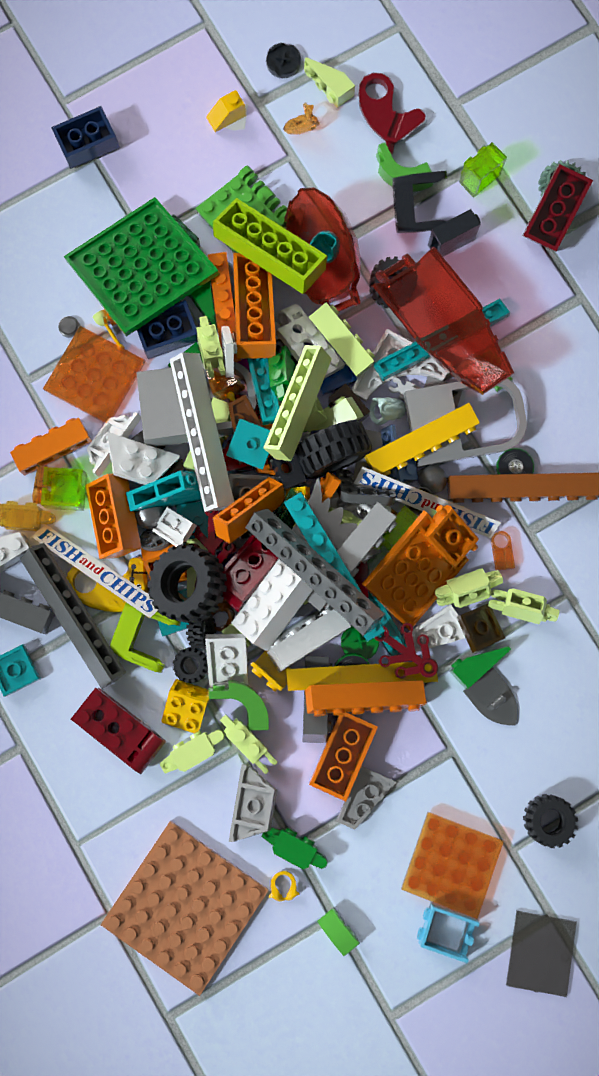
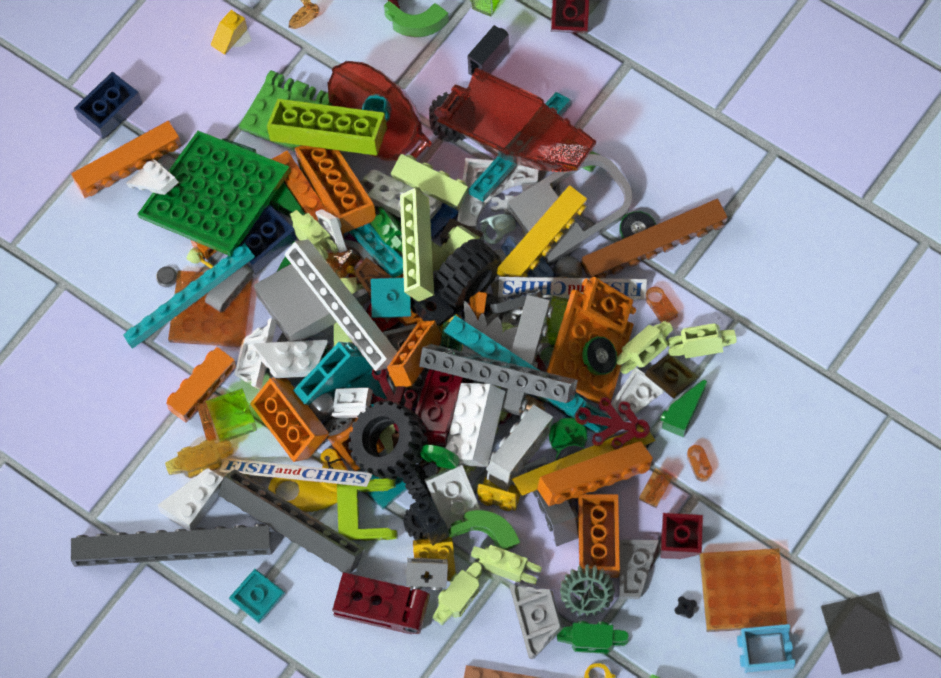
camera: 20 degrees left, 15 degrees down
(75, 356) = (188, 296): none -> teal plate
(80, 197) = (126, 159): none -> orange brick
(94, 227) = (154, 178): none -> white wing
(116, 363) = (225, 292): none -> light grey beam
(170, 722) = (437, 573): none -> light grey brick
(193, 675) = (430, 520): none -> black brick
(225, 624) = (442, 456): none -> green tile
(308, 805) = (595, 598): none -> sand green gear
(386, 856) = (688, 613): none -> black plate
(404, 201) = (431, 45): black connector -> none
(416, 731) = (655, 488): none -> clear orange hips
(419, 790) = (681, 535): none -> dark red slope
(422, 583) = (599, 355): none -> black tile
(473, 722) = (703, 461): none -> clear orange beam
(493, 698) = (713, 434): dark grey shield -> none
(562, 832) = (814, 497): black tyre -> none

